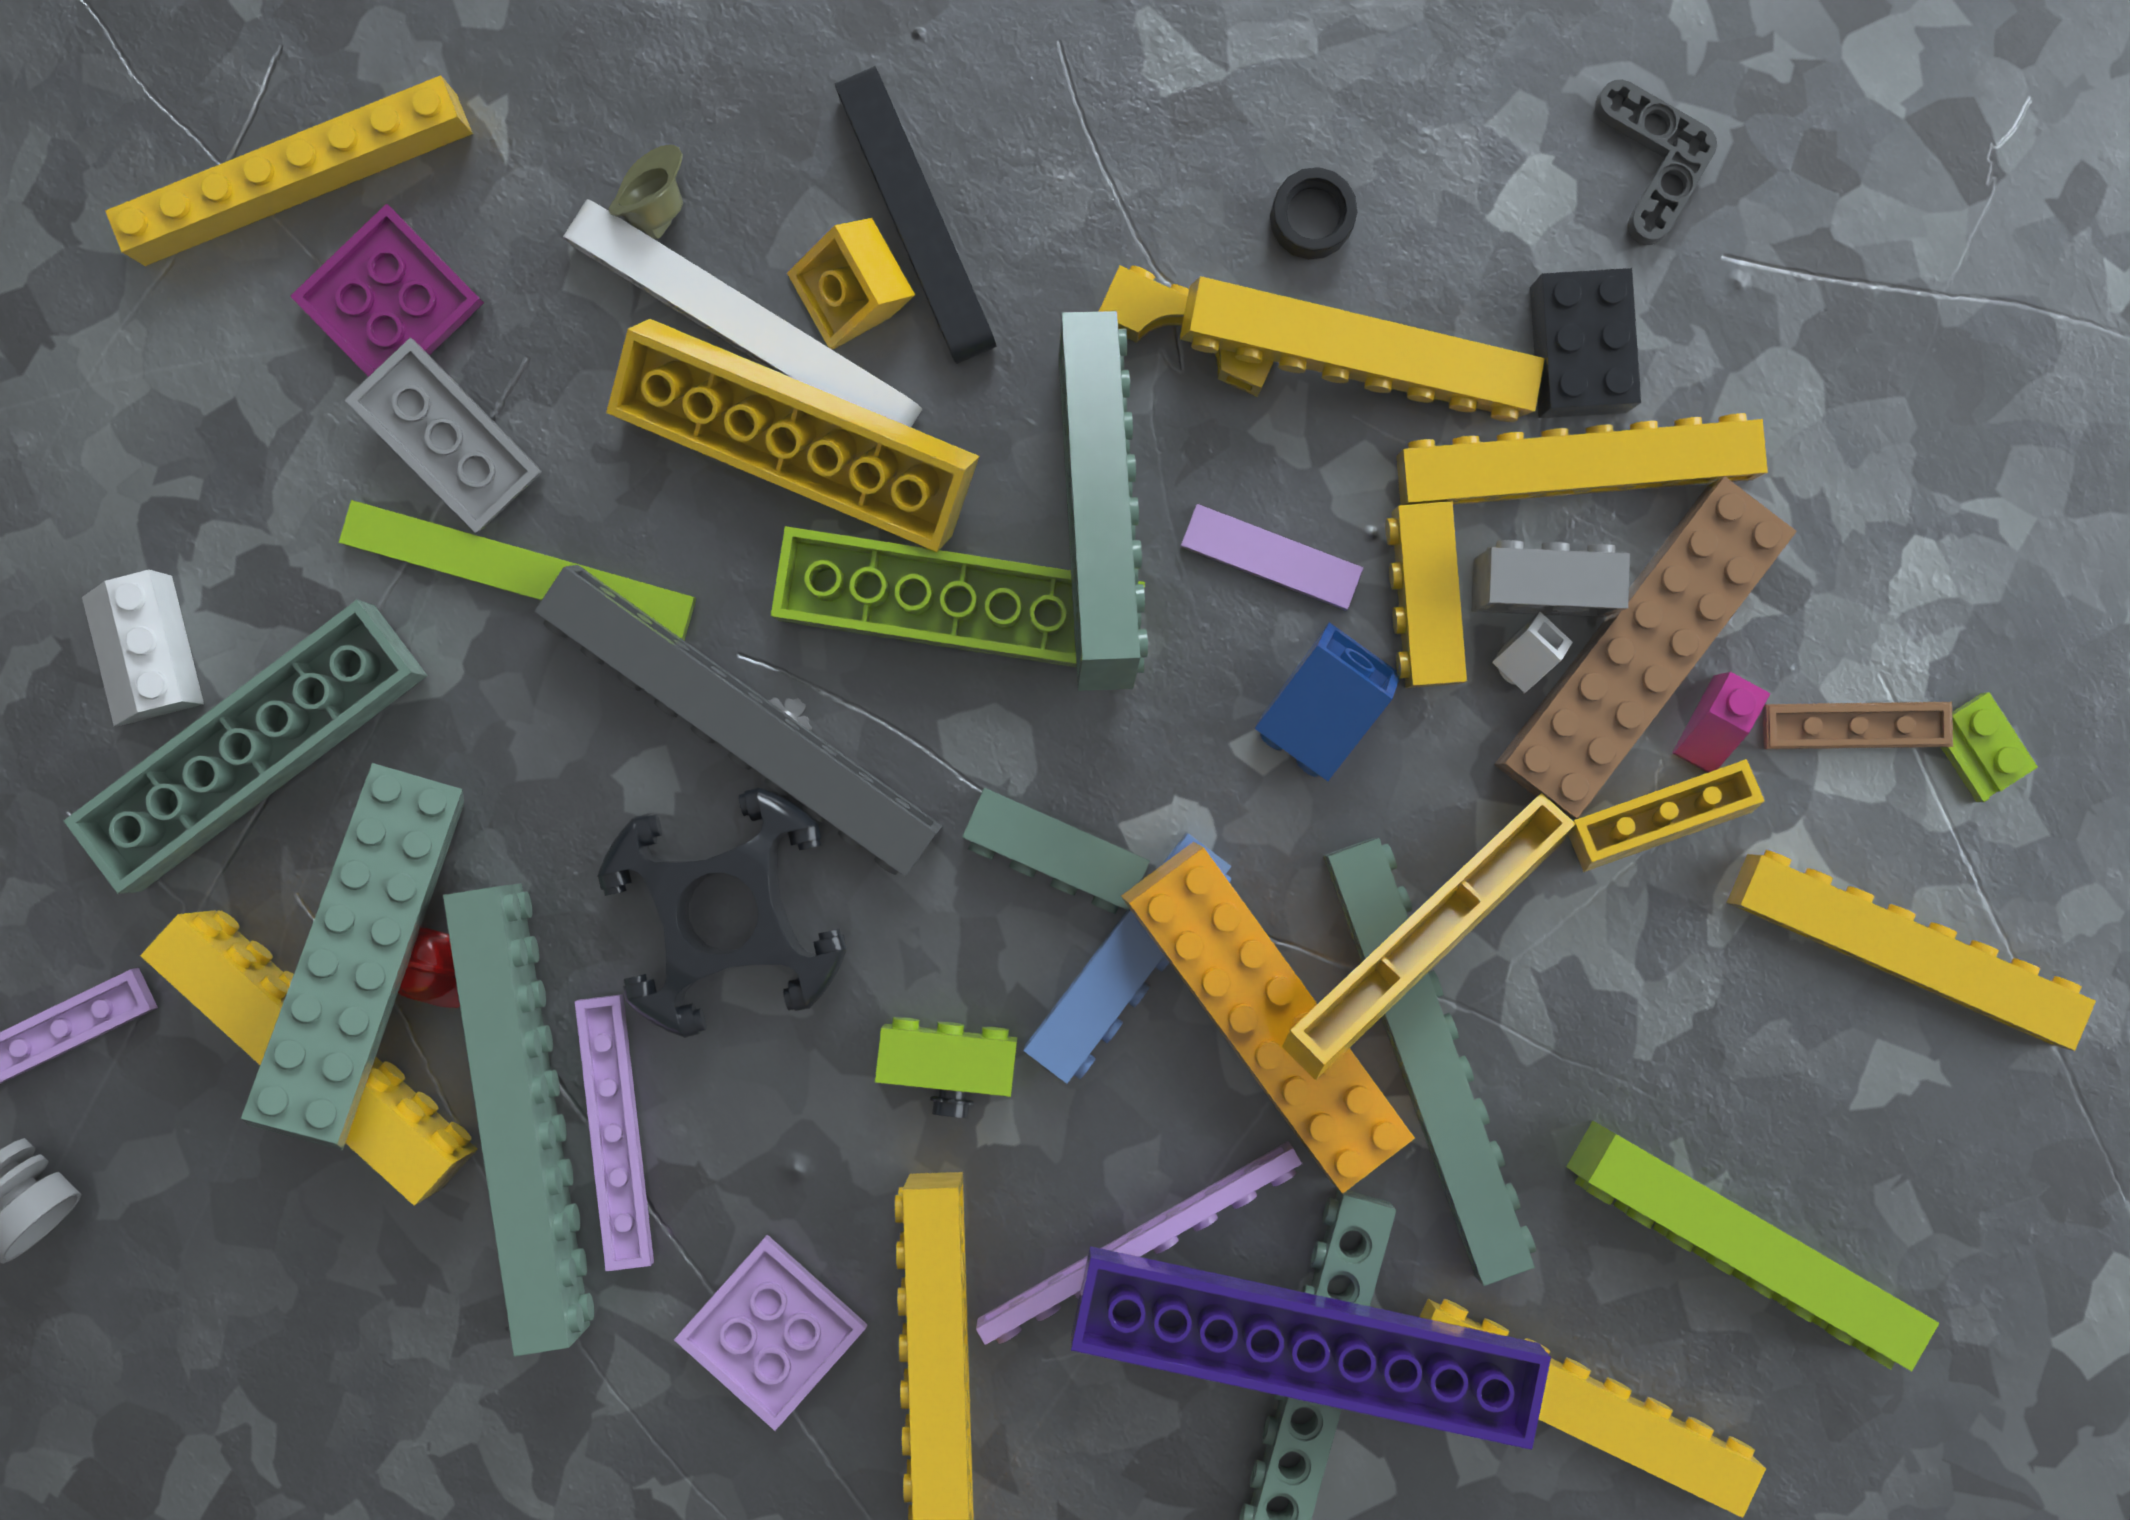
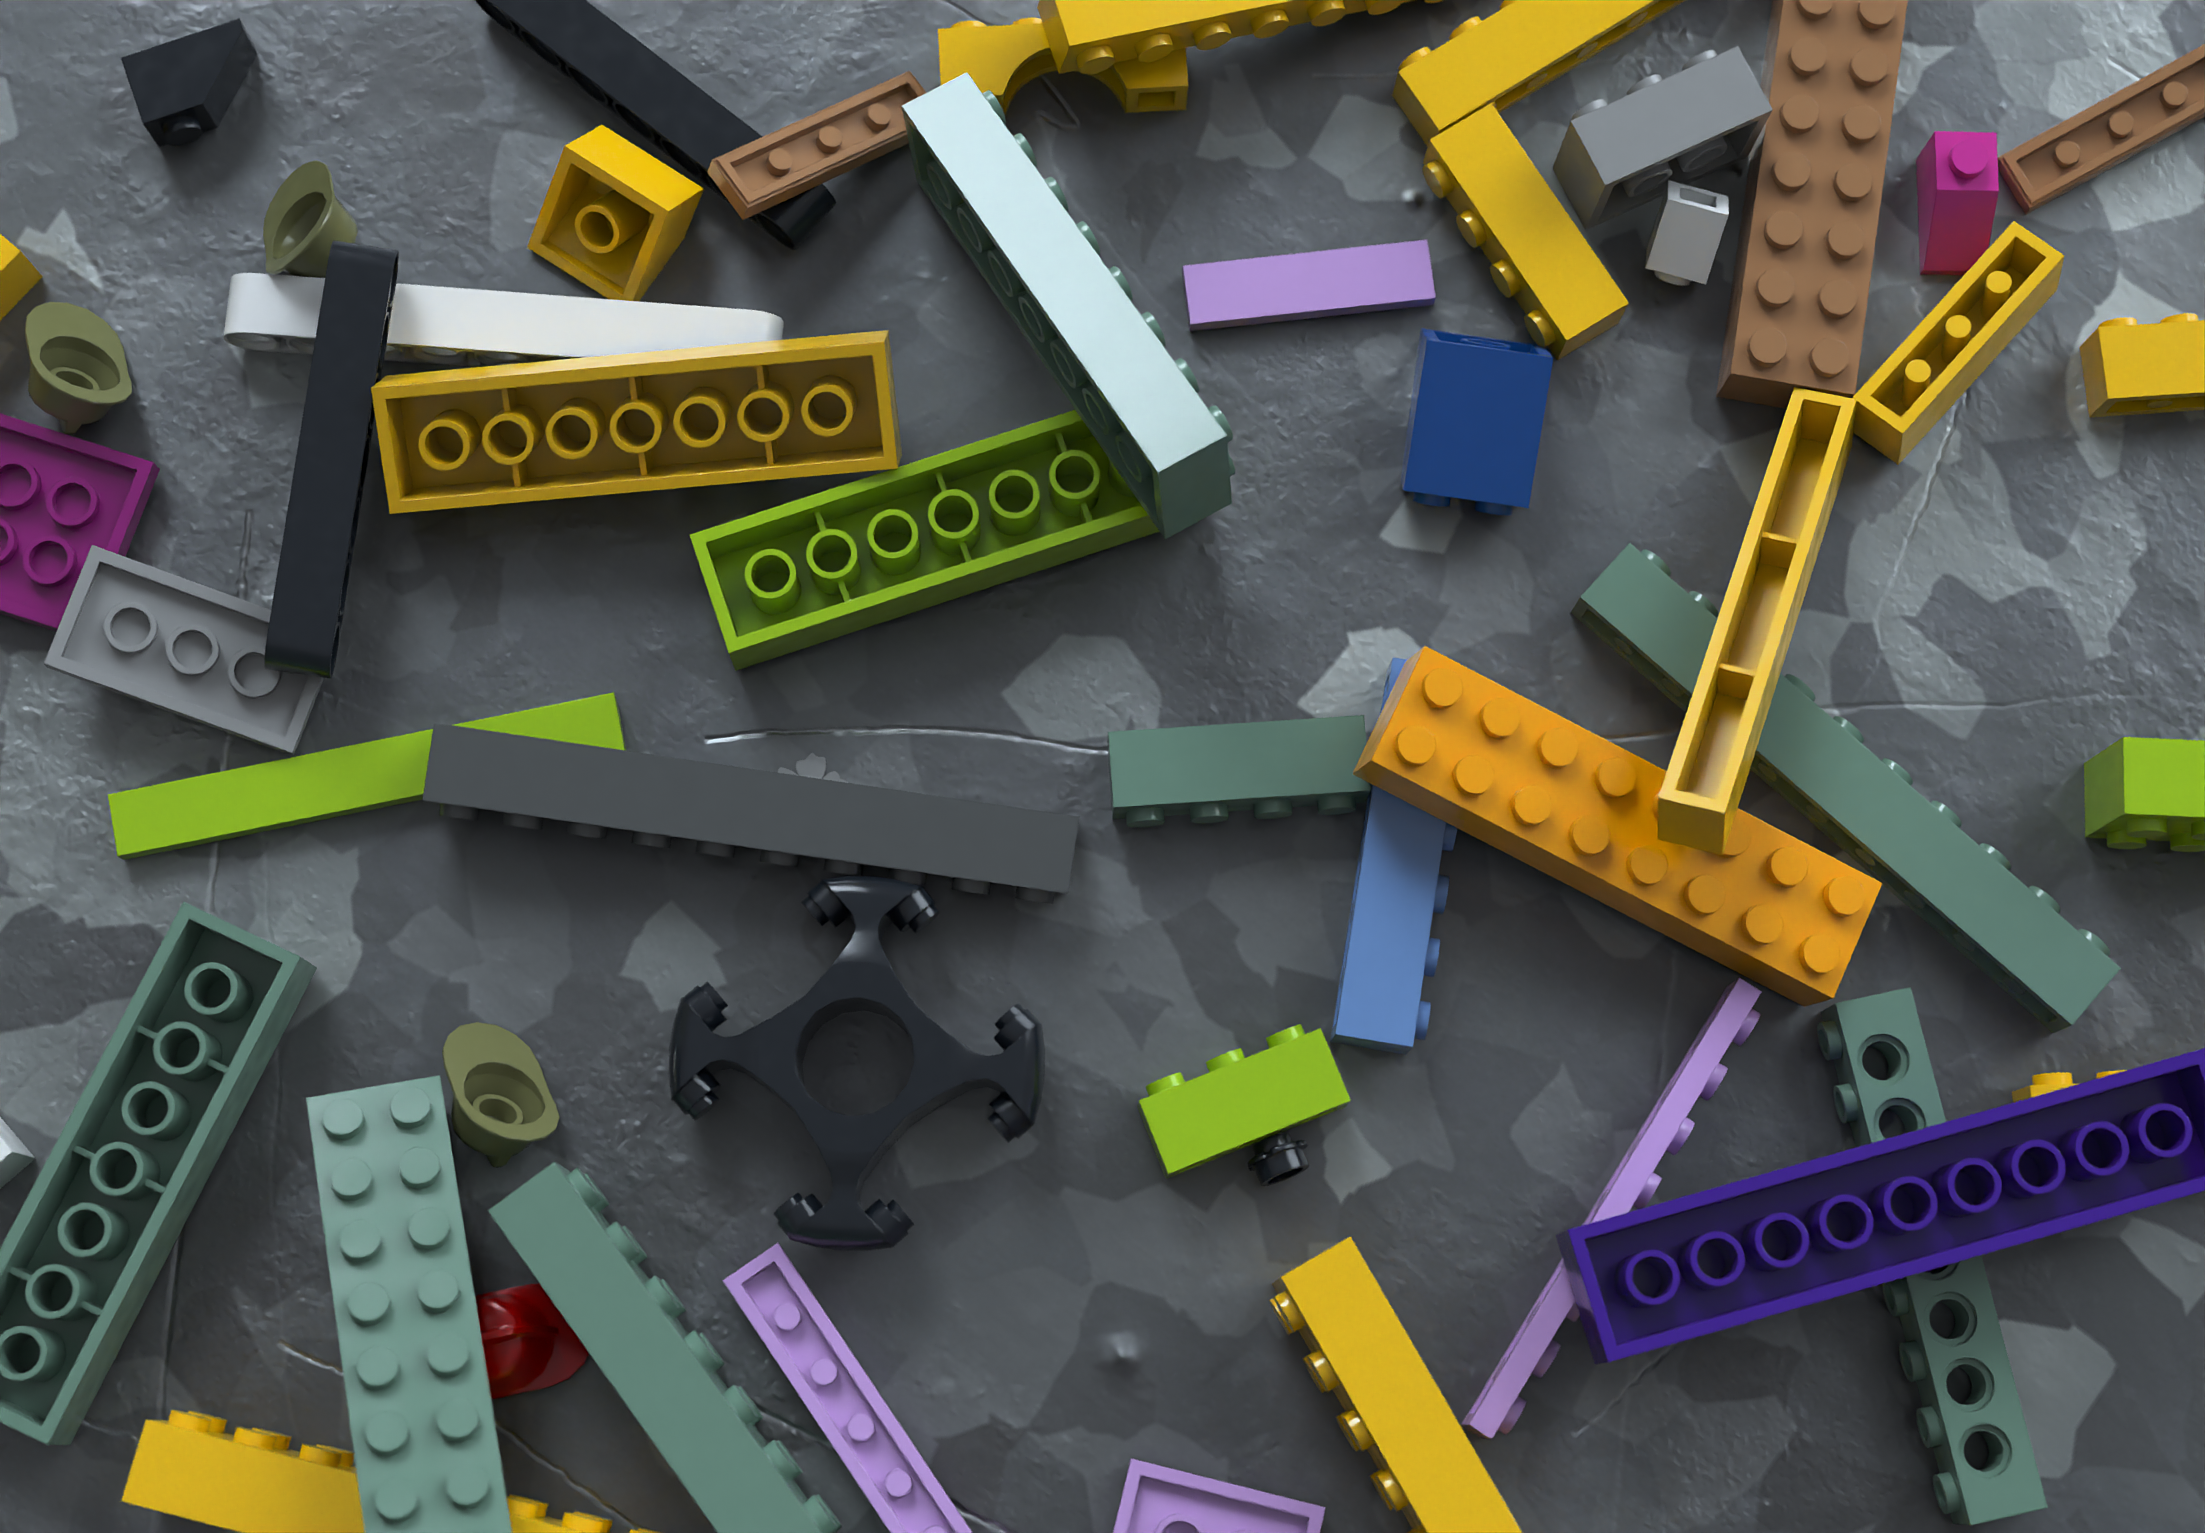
camera: 30 degrees left, 10 degrees down
(461, 206) = (74, 364): none -> olive piece
(496, 812) = (496, 1091): none -> olive piece
(586, 357) = (331, 460): none -> black beam
(623, 51) = (189, 81): none -> black slope
(1001, 306) = (816, 147): none -> medium nougat tile

